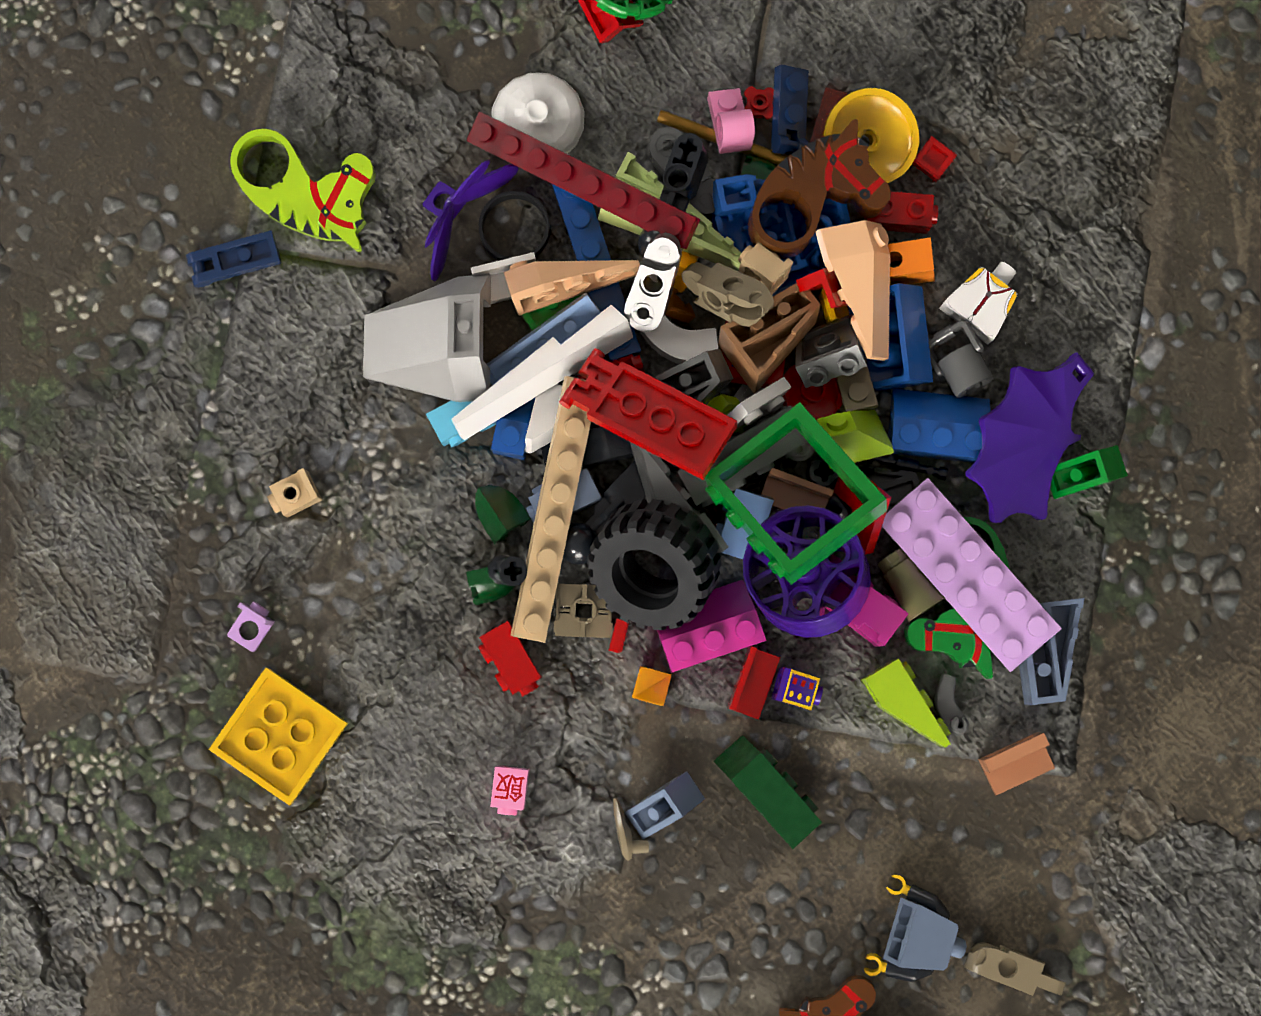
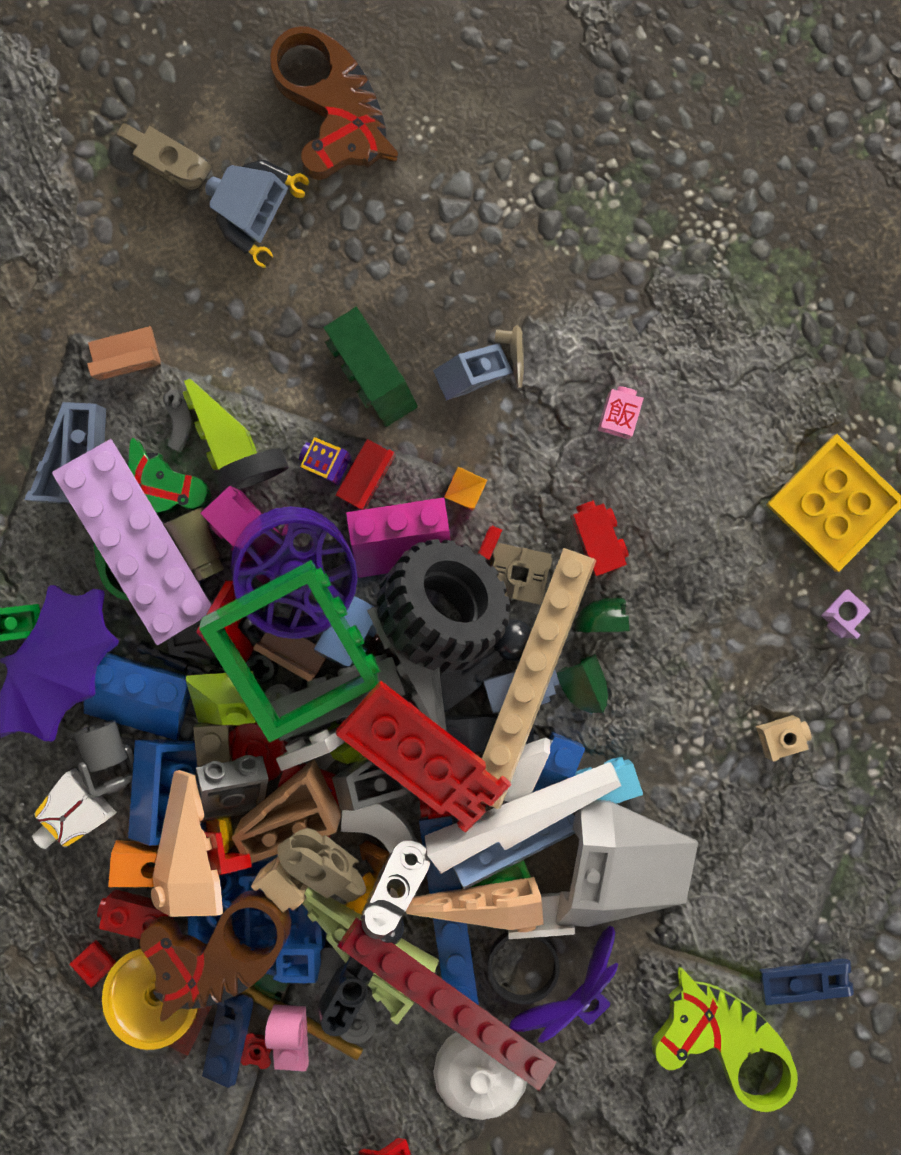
camera: 165 degrees left, 5 degrees up
(511, 578) = (585, 616): black bush -> none
(867, 666) = (251, 470): none -> black tyre

